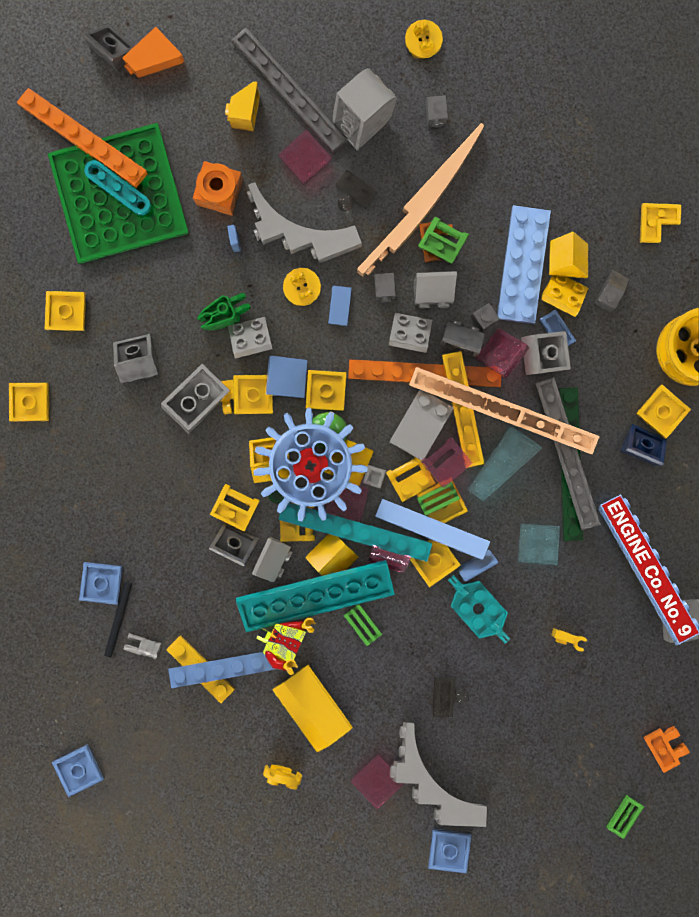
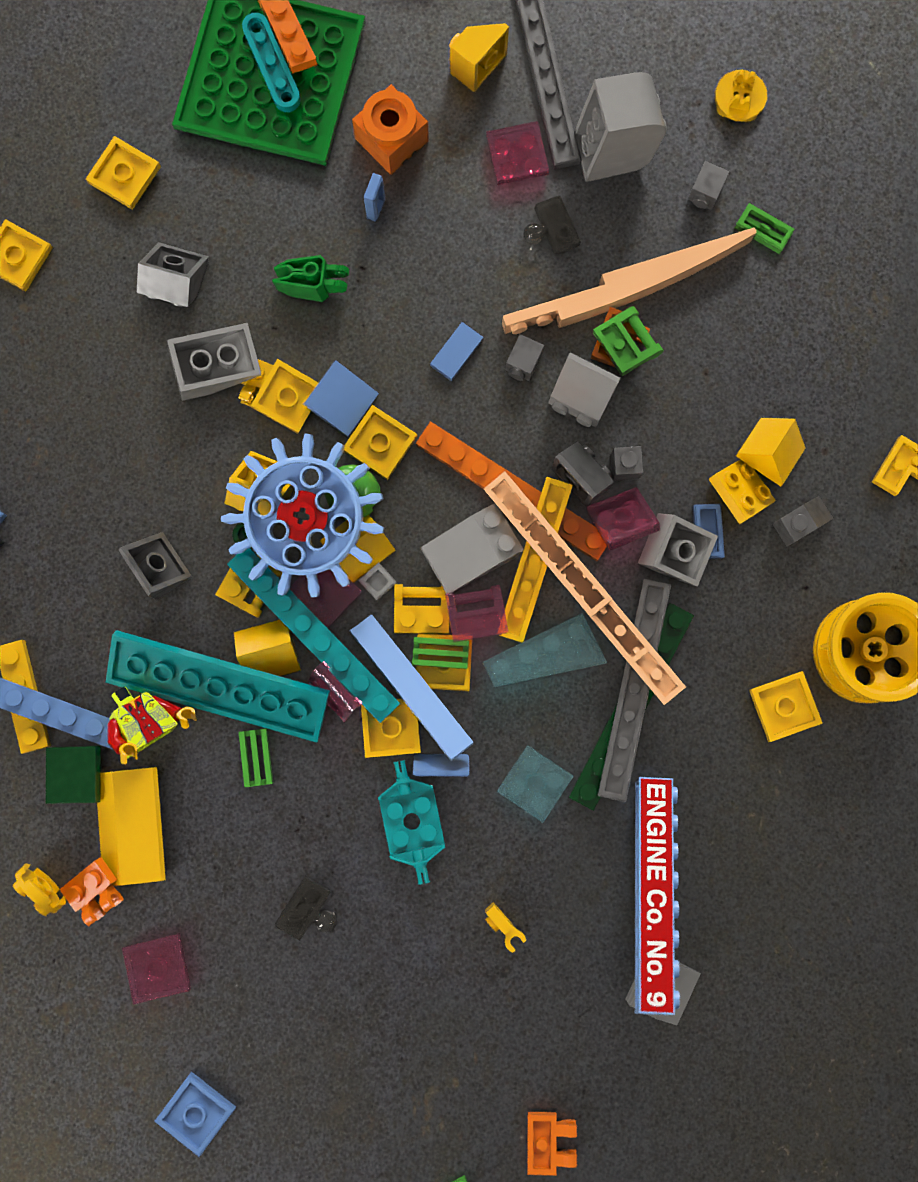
camera: 30 degrees right, 5 degrees down
(231, 513) = (176, 526): yellow plate -> none
(250, 337) = (324, 326): light grey plate -> none
(260, 698) = (73, 774): none -> dark green tile
(272, 559) = (189, 609): light grey slope -> none
(273, 226) = (479, 265): light grey arch -> none
(298, 278) = (424, 315): yellow plate -> none
(307, 759) = (87, 885): none -> orange plate
(410, 332) = (523, 430): light grey plate -> none
(426, 791) = (225, 1060): light grey arch -> none
(470, 110) = (770, 220): none -> bright green tile
(523, 264) = (710, 428): light blue plate -> none
(645, 446) = (738, 736): dark blue slope -> none

